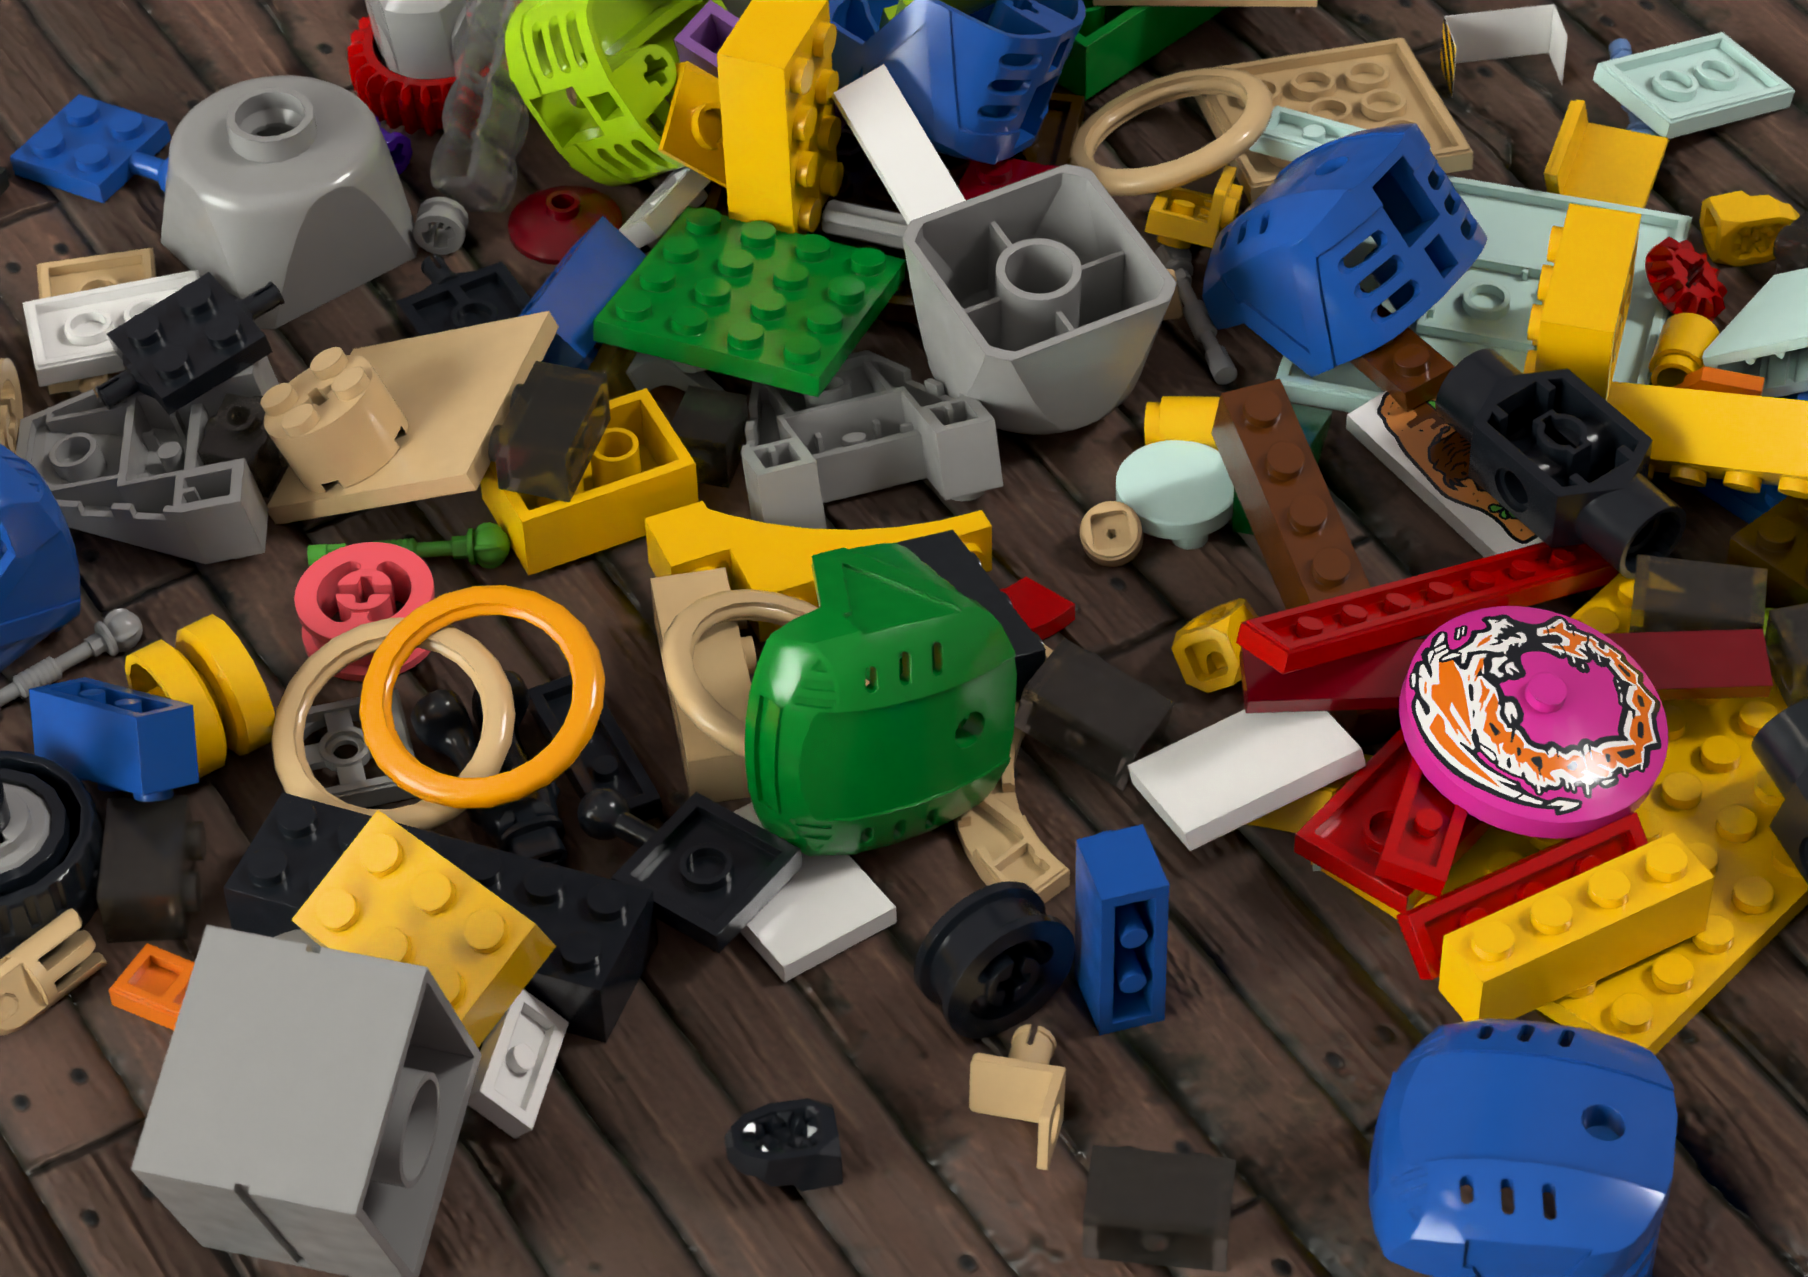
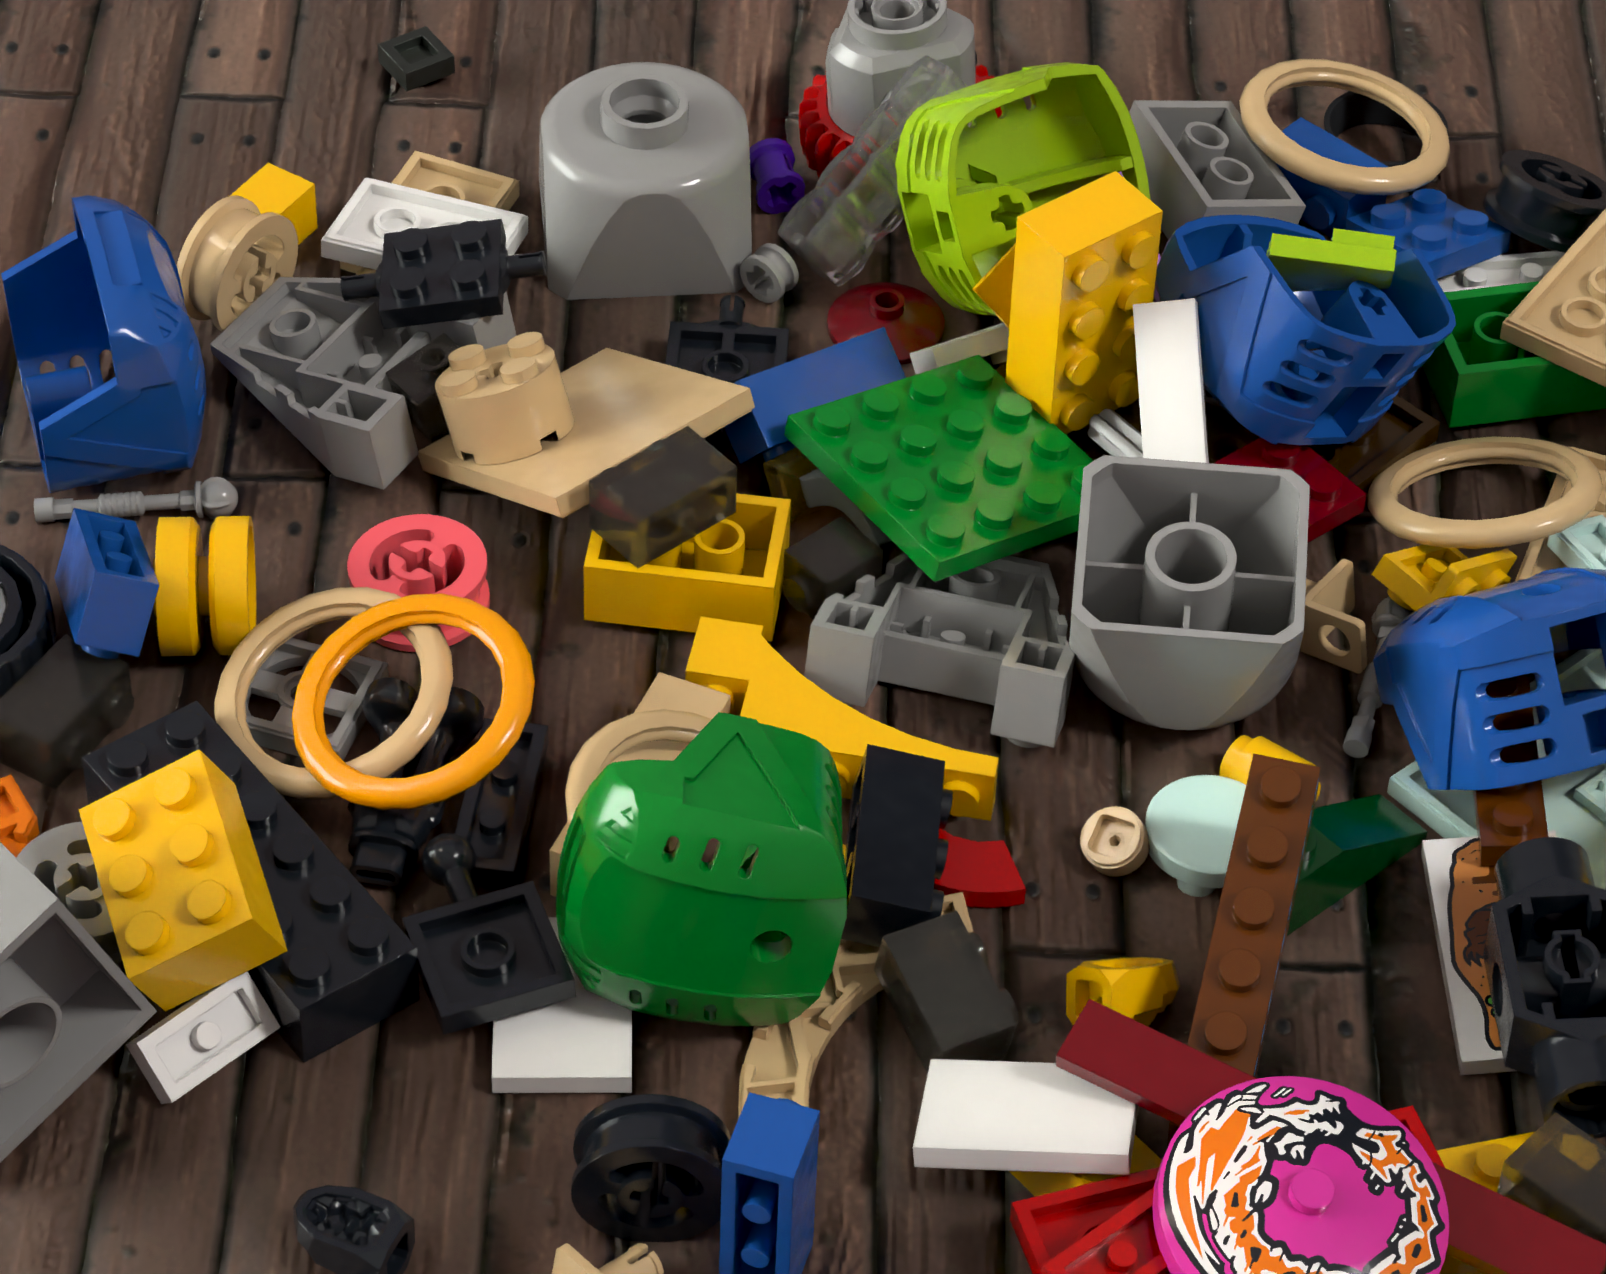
camera: 30 degrees right, 0 degrees up
(94, 149) = (535, 65): blue plate -> none
(484, 545) = (560, 571): bright green piece -> none
(1419, 604) = (1278, 1044): red tile -> none

